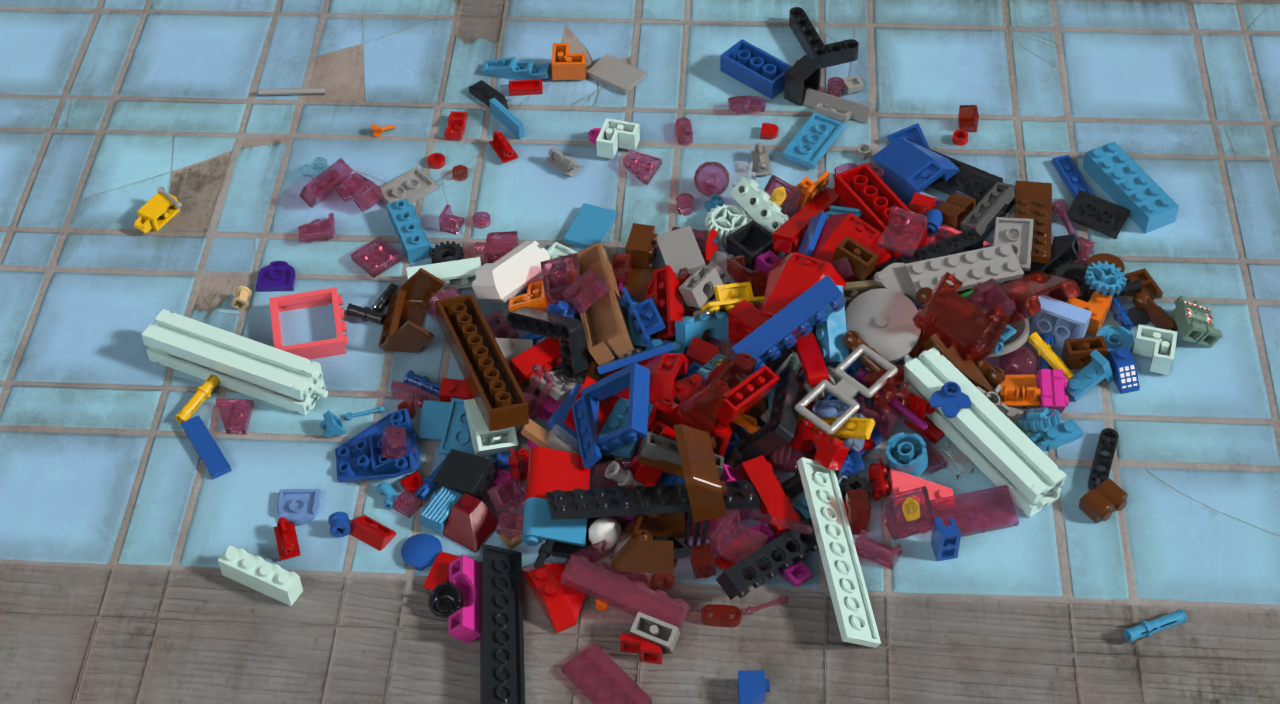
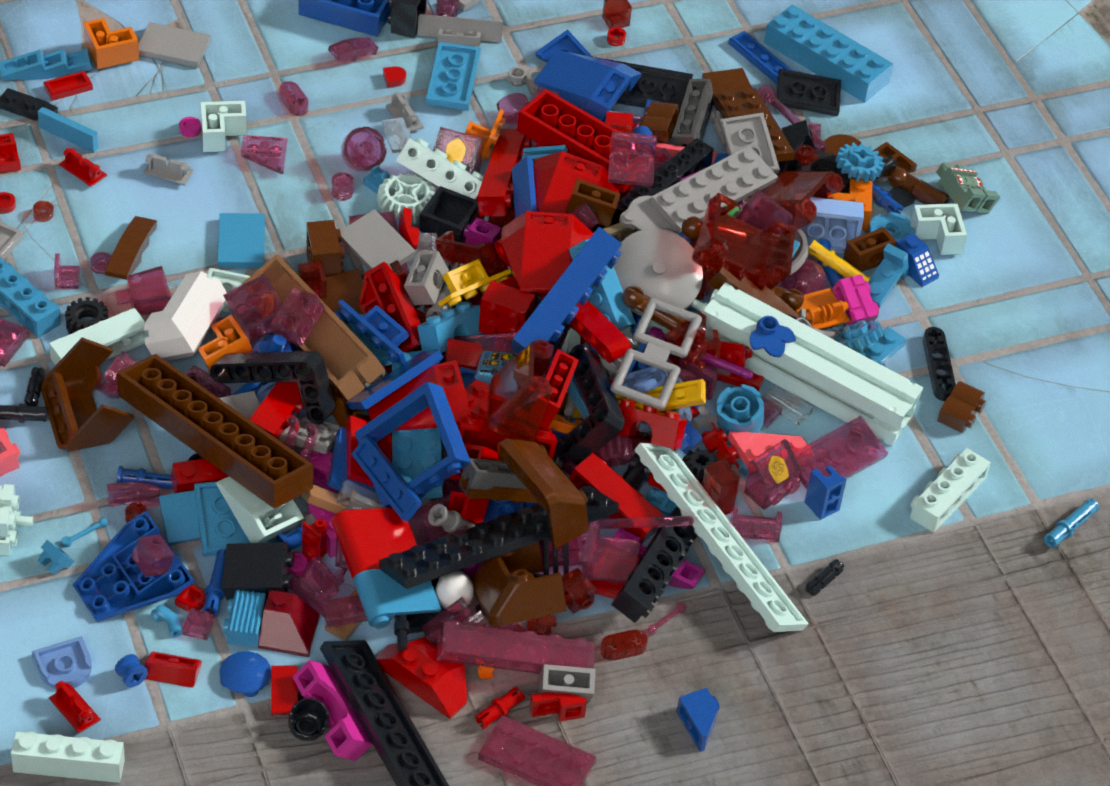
camera: 30 degrees left, 0 degrees up
(504, 213) = (130, 247): none -> reddish brown slope
(596, 635) = (499, 707): none -> red pin
(914, 609) = (824, 577): none -> black axle
(1058, 567) = (949, 489): none -> light aqua brick
(1061, 262) = (805, 155): none -> clear red plate

